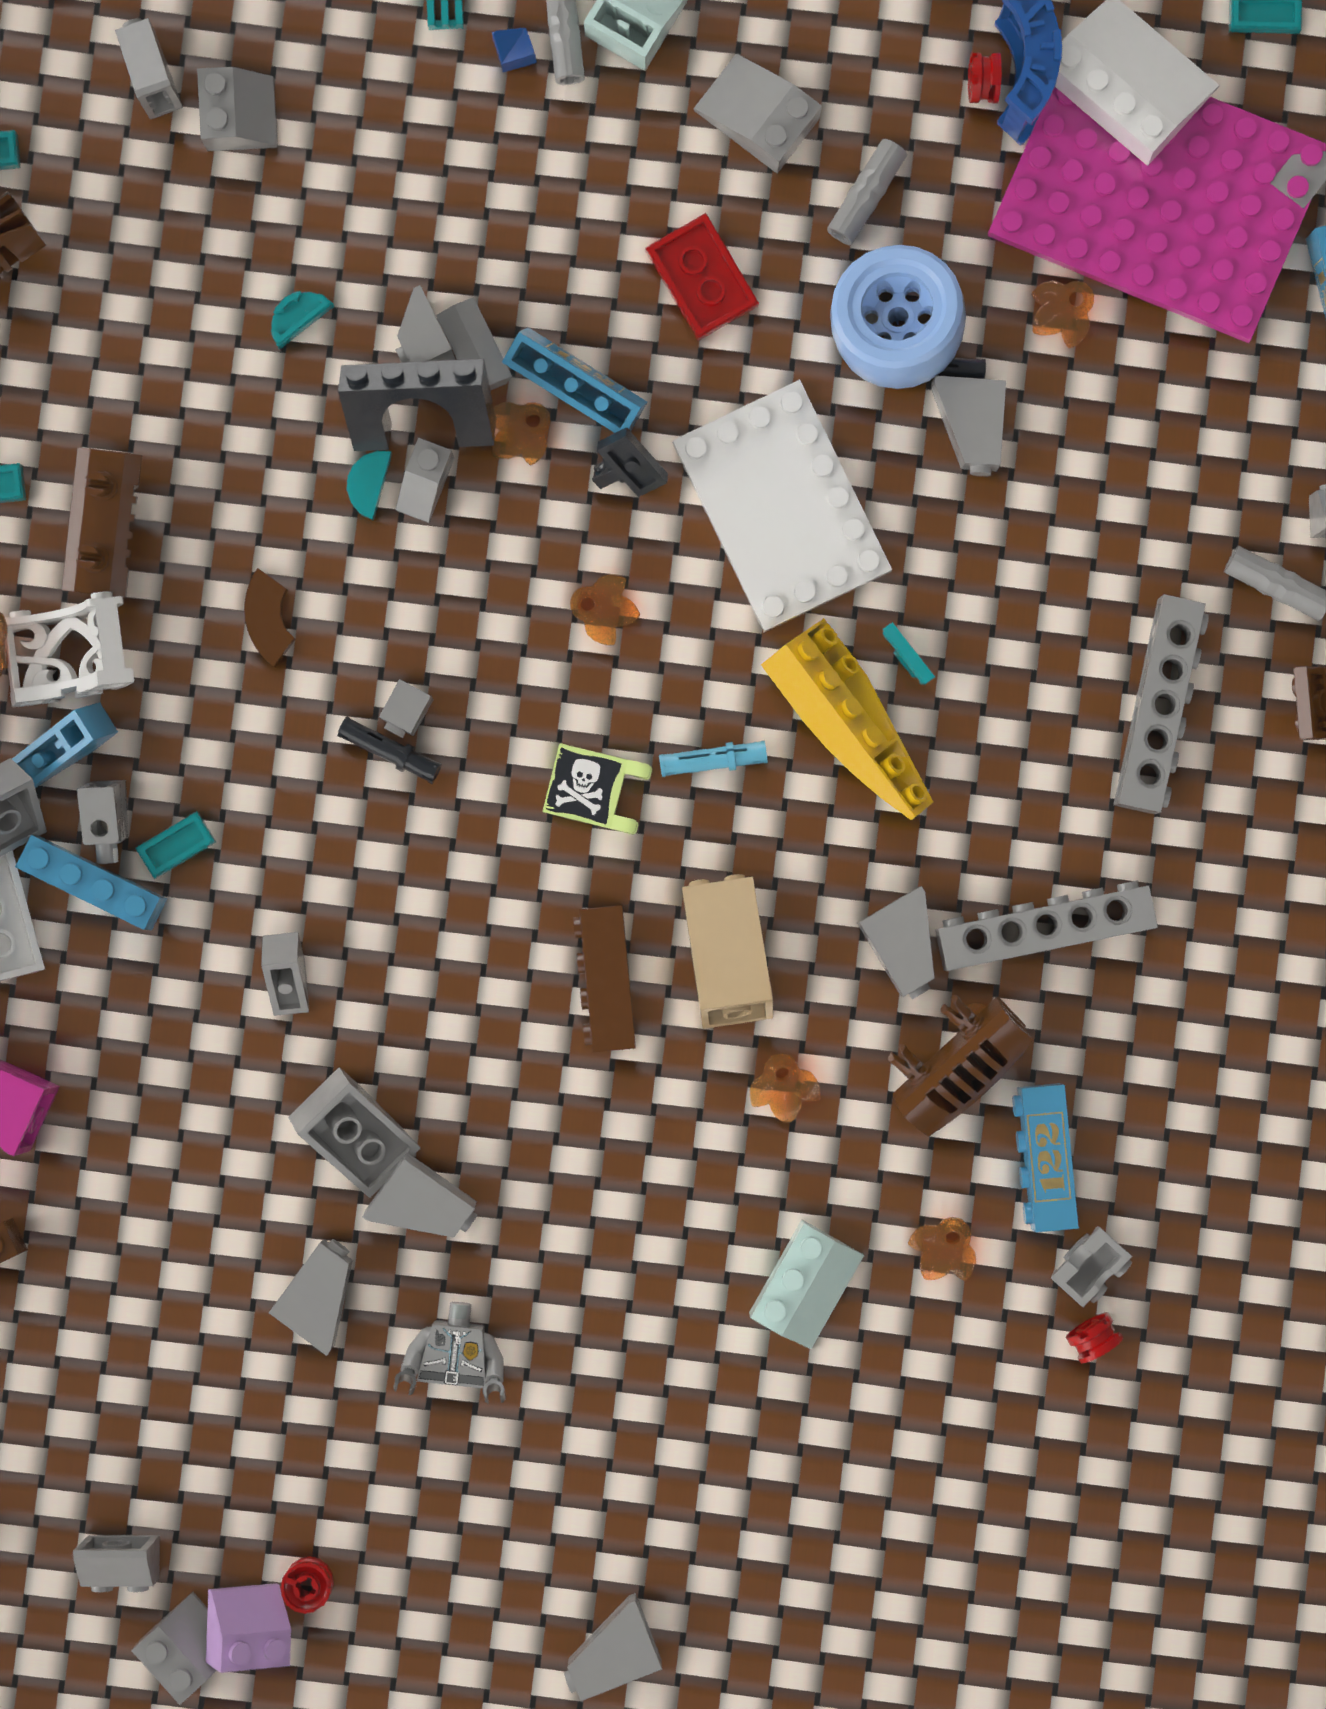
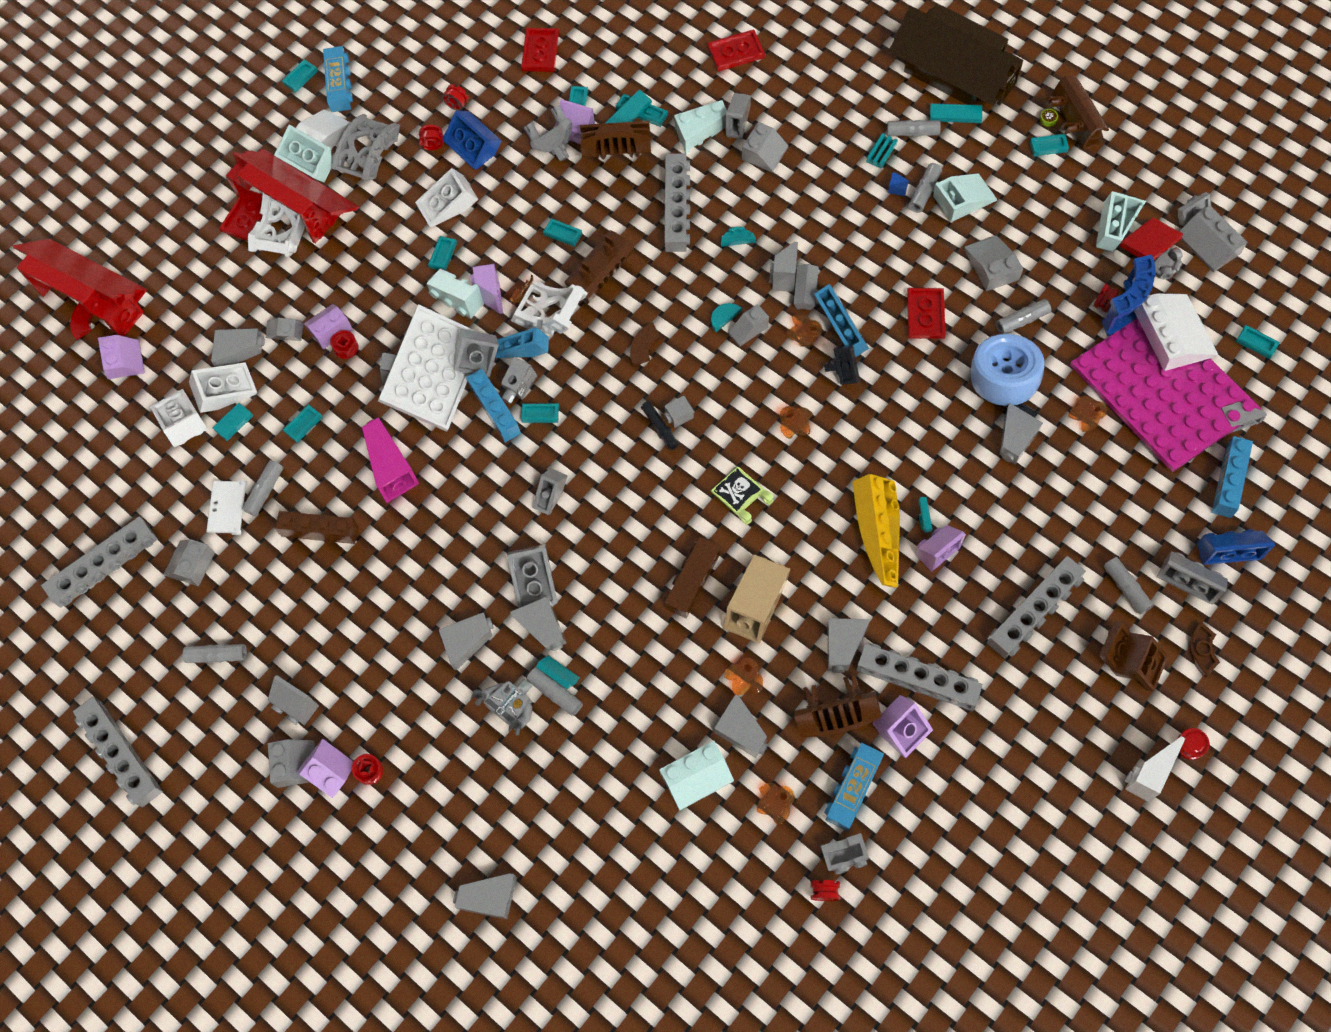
camera: 40 degrees right, 20 degrees down
(92, 127) = (699, 124): none -> light aqua wedge
(97, 238) = (676, 176): none -> light grey brick
(453, 384) = (787, 286): black arch -> none
(495, 1258) = (557, 672): none -> teal tile
(510, 1291) = (554, 691): none -> light grey axle
(713, 758) = (810, 513): medium azure pin -> none
(782, 505) = (904, 424): white plate -> none
(829, 1173) = (741, 728): none -> light grey slope
(959, 694) = (940, 546): none -> lavender slope
(1065, 1018) = (903, 726): none -> lavender slope

